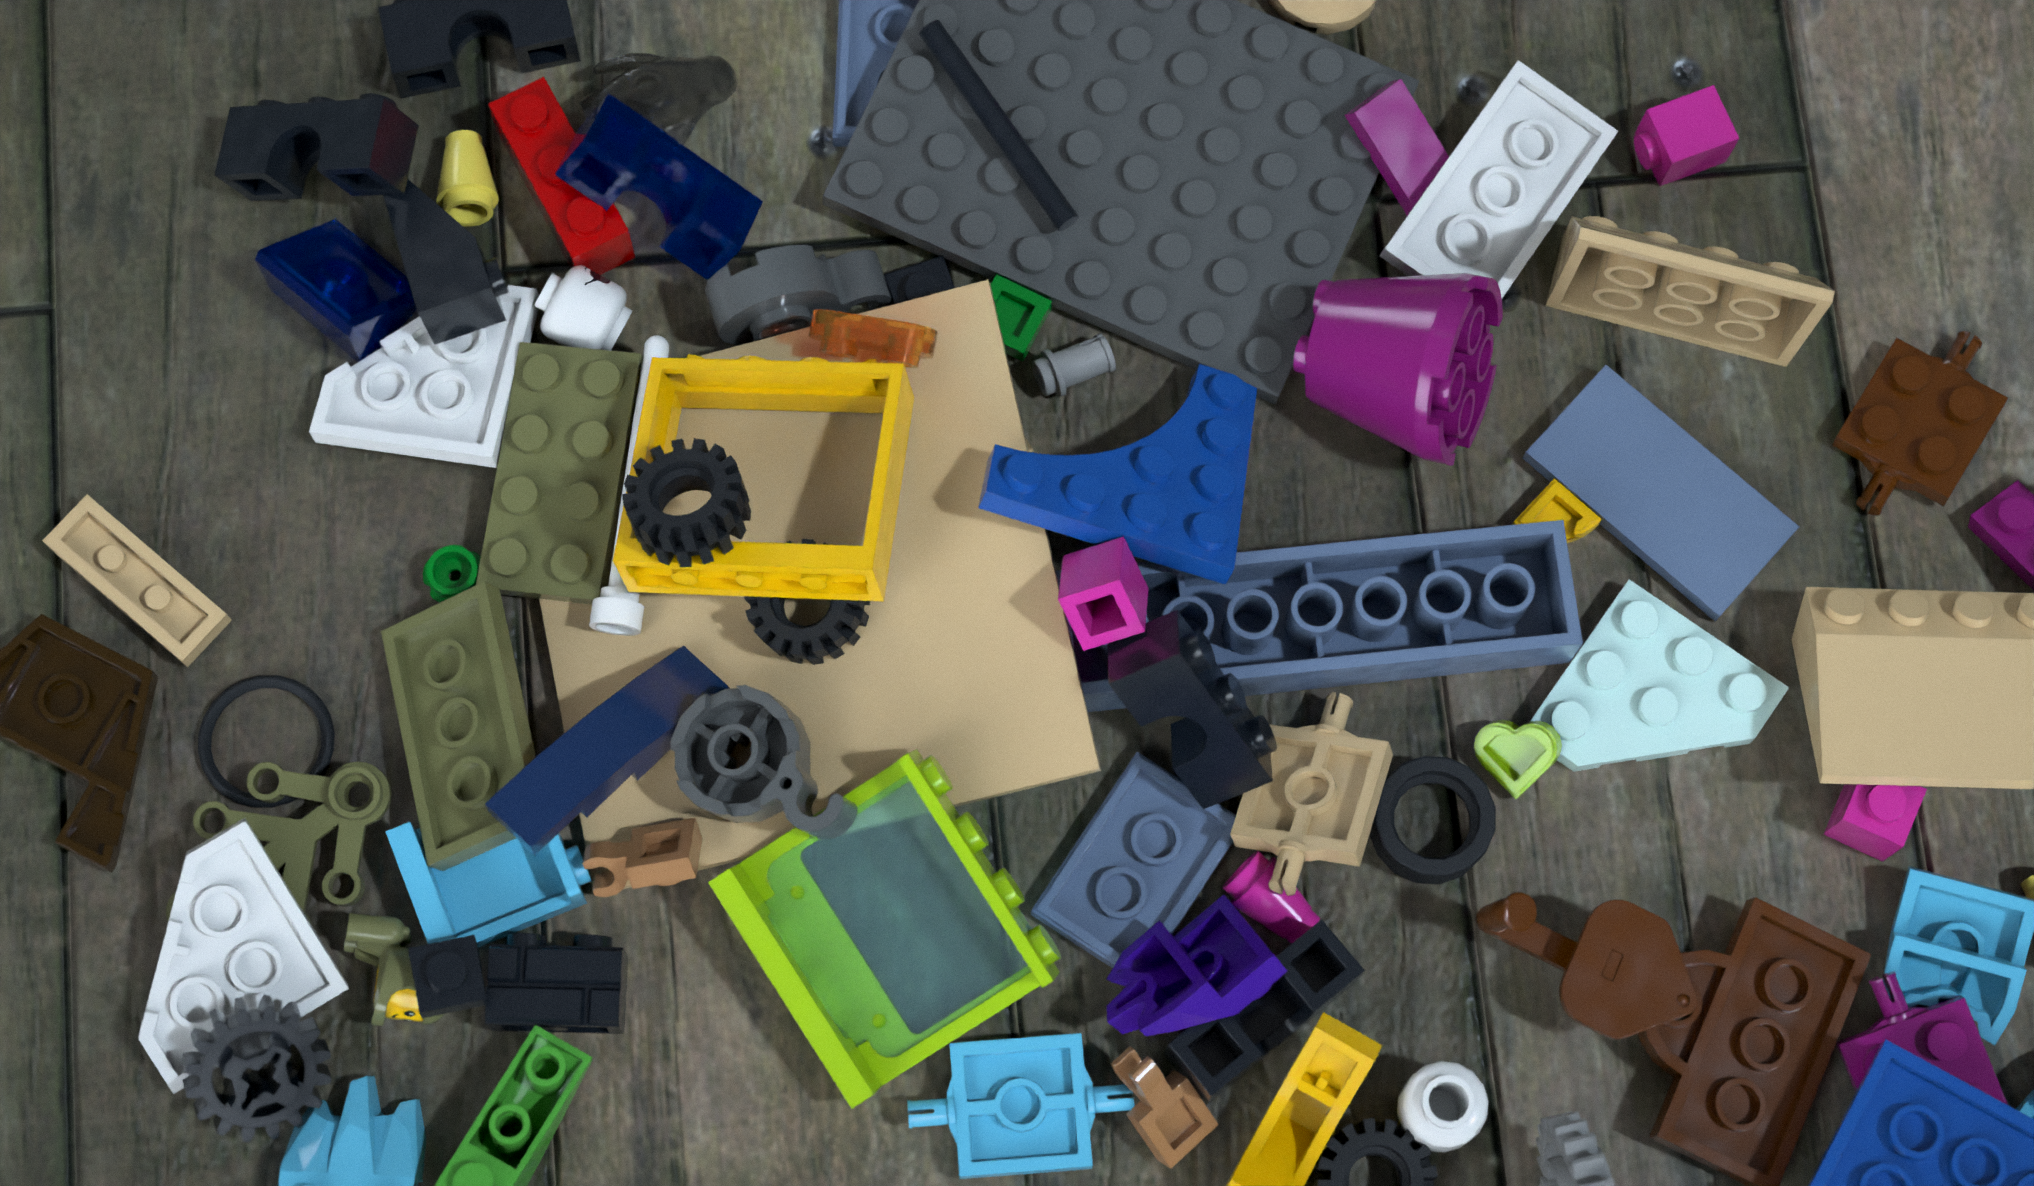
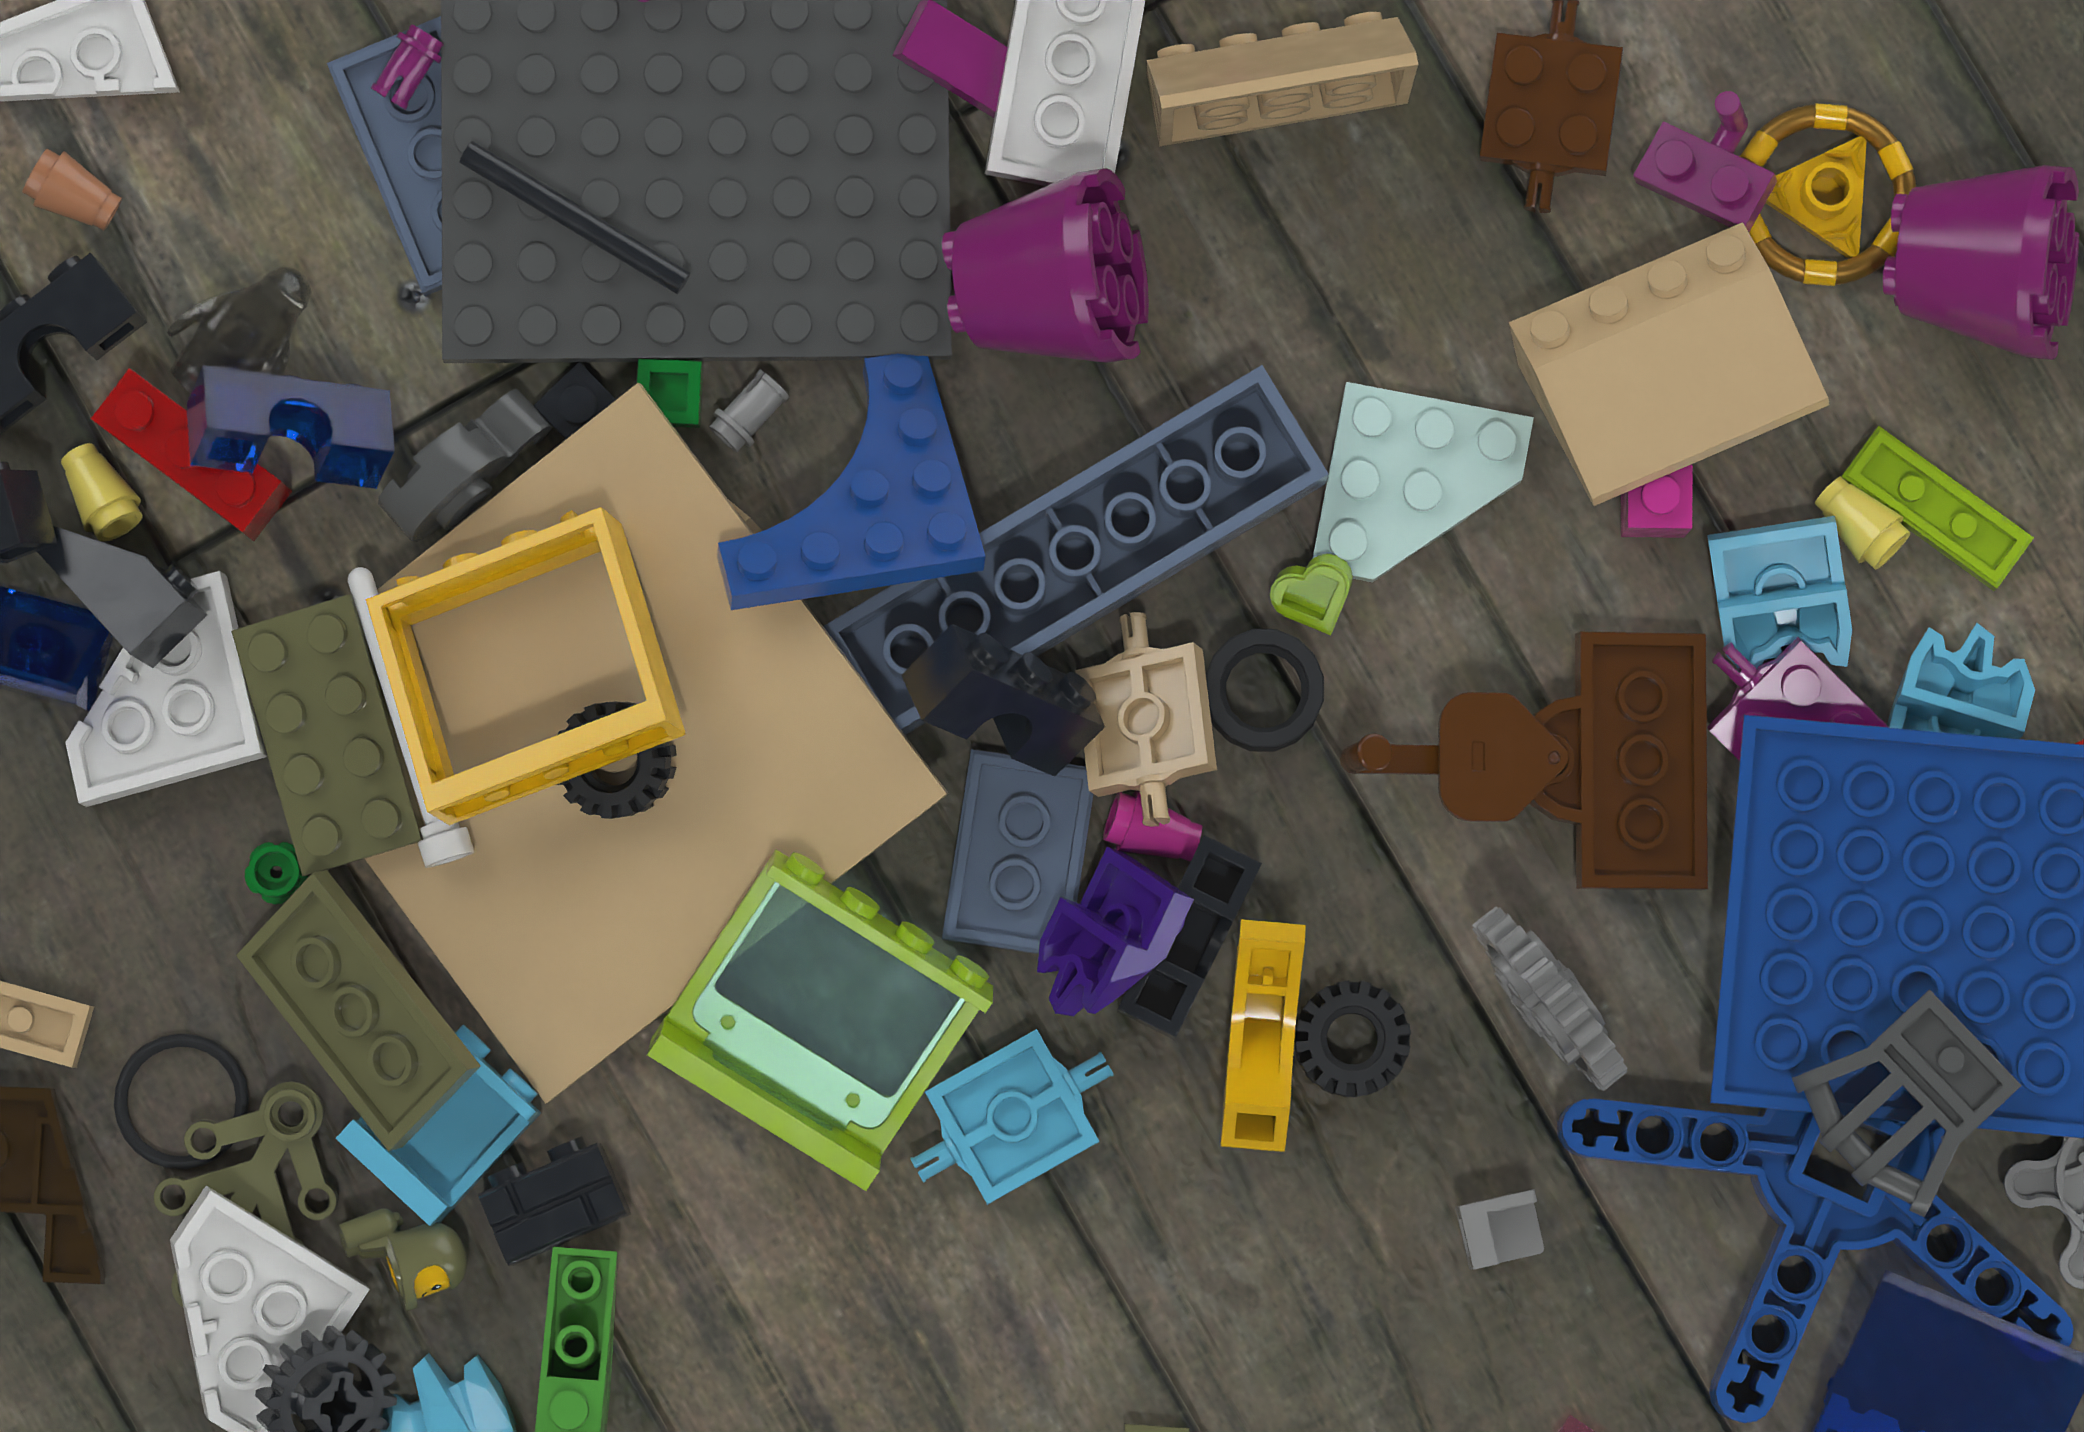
camera: 15 degrees left, 10 degrees up
(448, 976) = (456, 1241): black plate -> none
(583, 309) = (273, 571): white head -> none
(602, 750) = (500, 974): dark blue slope -> none
(653, 856) = (584, 1052): medium nougat plate -> none
(683, 472) = (441, 712): black tyre -> none
(773, 777) = (660, 929): dark grey piece -> none
(898, 341) = (585, 483): clear orange plate -> none
(1103, 593) = (879, 636): dark pink brick -> none
(1169, 1110) = (1144, 1062): medium nougat plate -> none
(1443, 1106) = (1383, 947): white head -> none
(1560, 504) = (1253, 346): yellow tile -> none
(1661, 492) = (1340, 283): sand blue tile -> none

